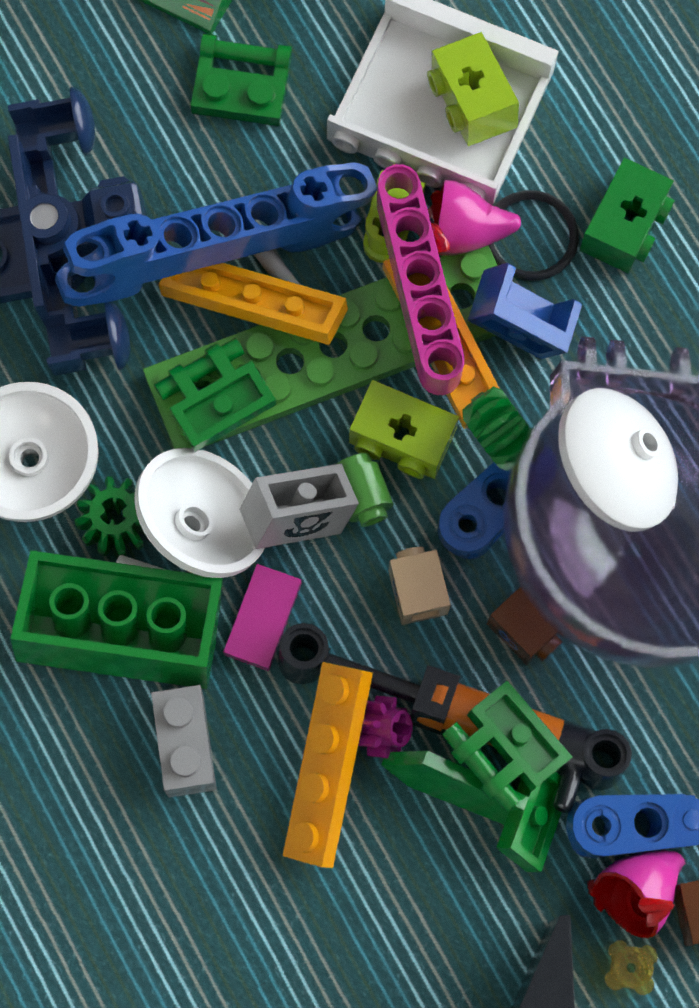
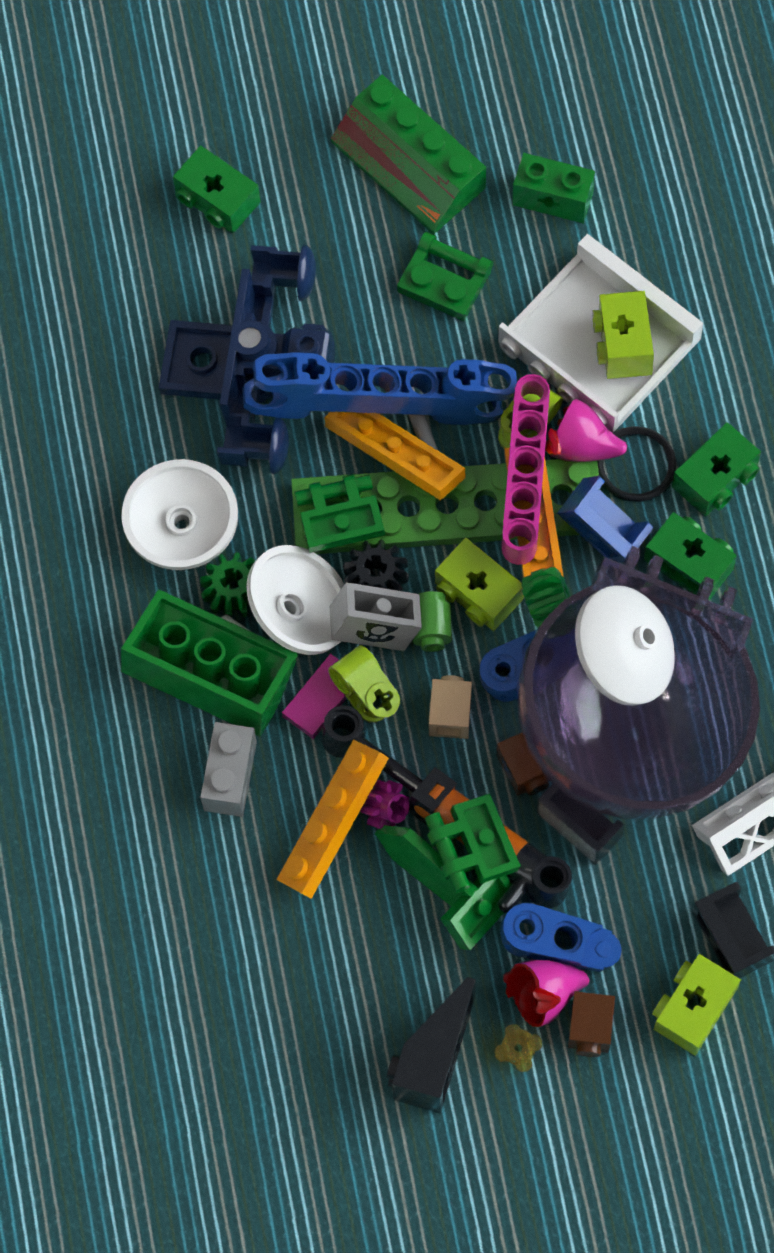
camera: 25 degrees right, 5 degrees down
(295, 444) = (377, 558): none -> black gear
(307, 585) = (362, 681): none -> lime piece
(614, 682) = (582, 827): none -> black panel
(657, 326) = (682, 537): none -> green brick

